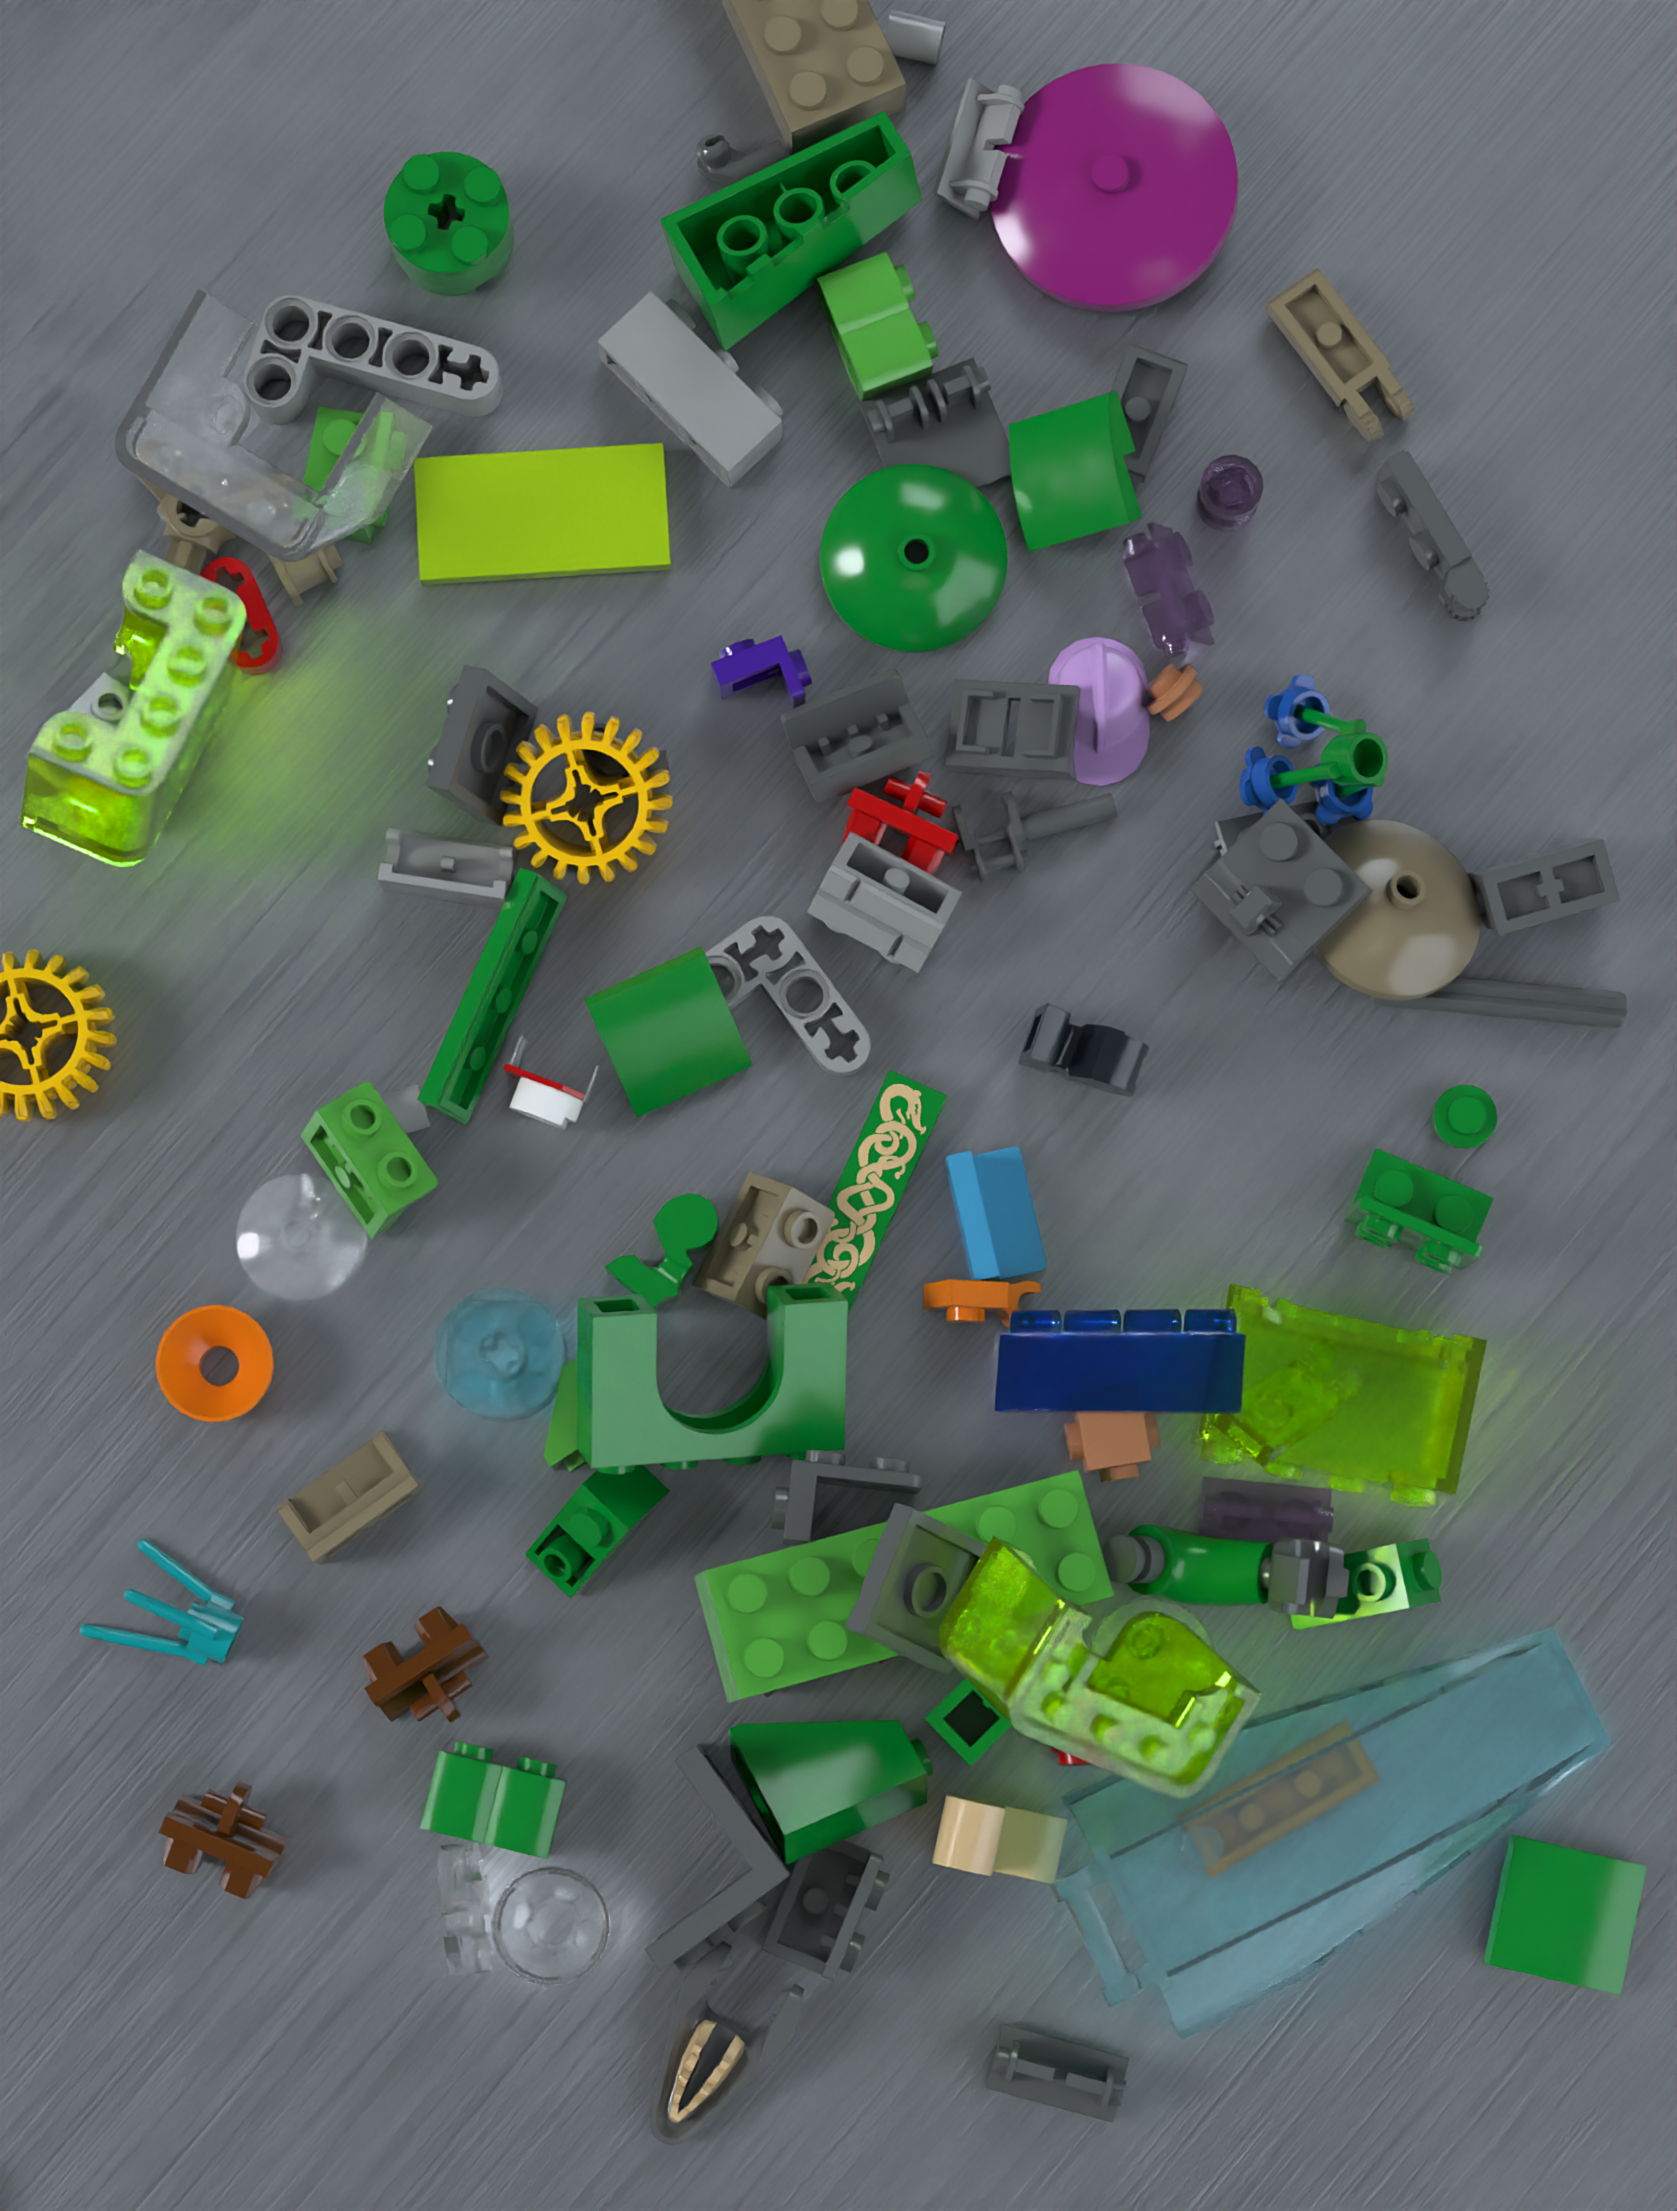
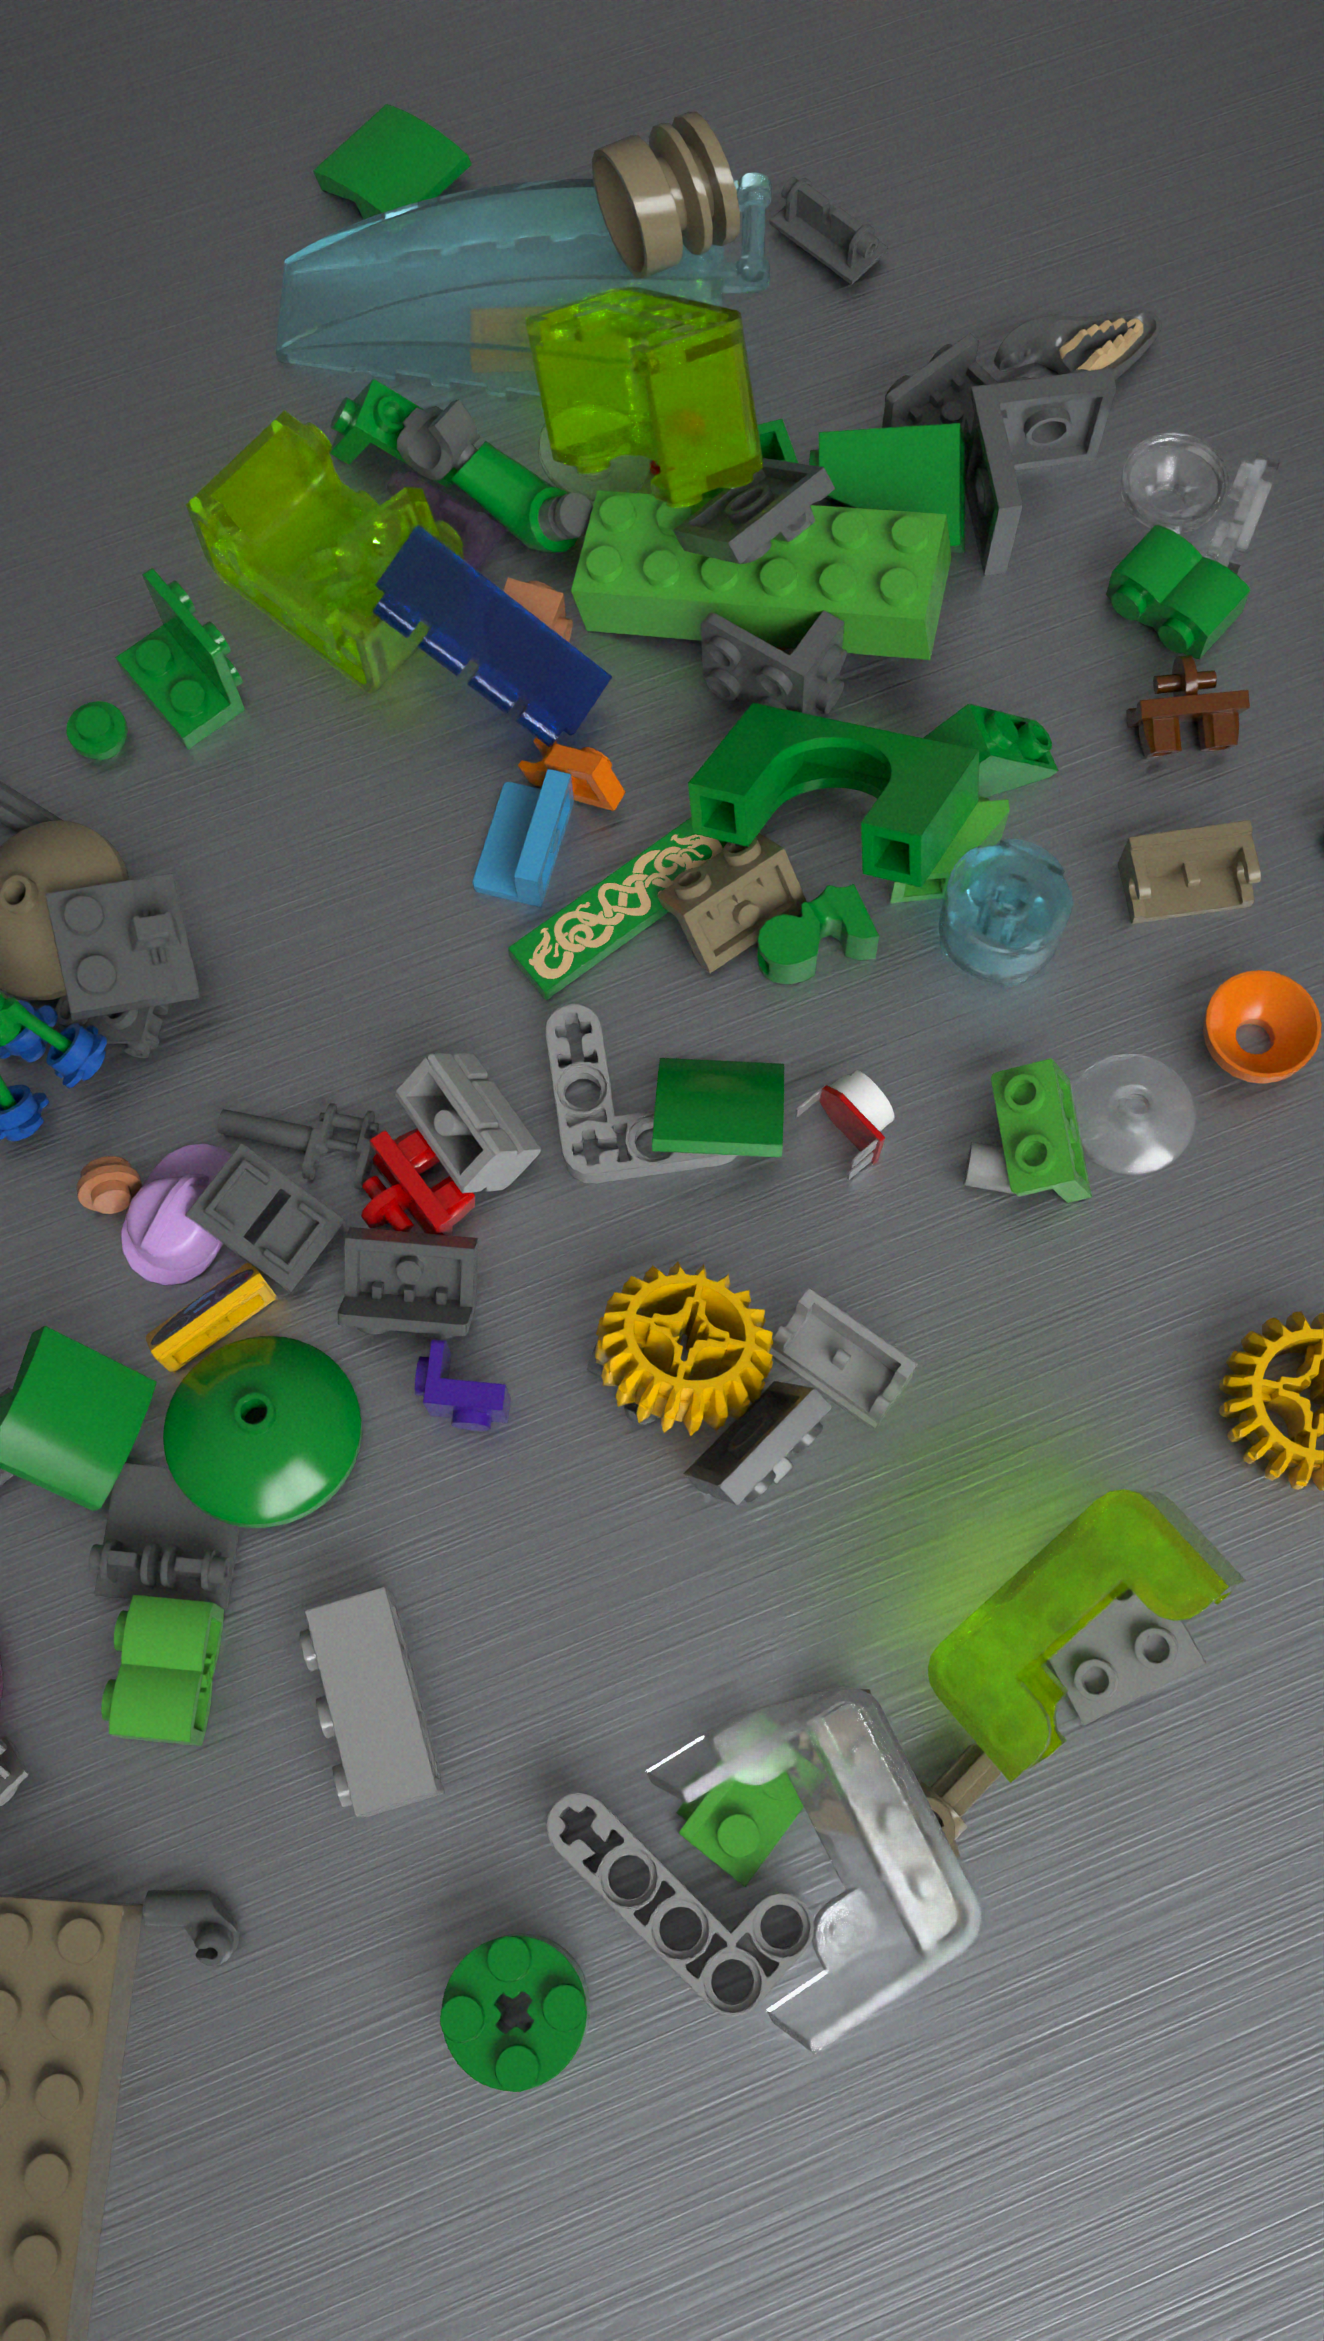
camera: 150 degrees left, 10 degrees down
(256, 613) = (907, 1711): red beam -> none
(492, 996) = (859, 1221): green tile -> none
(542, 514) = (581, 1657): lime tile -> none
(788, 224) = (184, 1814): green wedge -> none
(999, 1838) = (807, 363): tan beam -> none
(1021, 625) = (209, 1317): none -> yellow slope
(1085, 1054) = (373, 926): black leg -> none
(1163, 566) = (60, 1254): clear purple hinge -> none
(1178, 1870) = (666, 194): none -> dark tan wheel

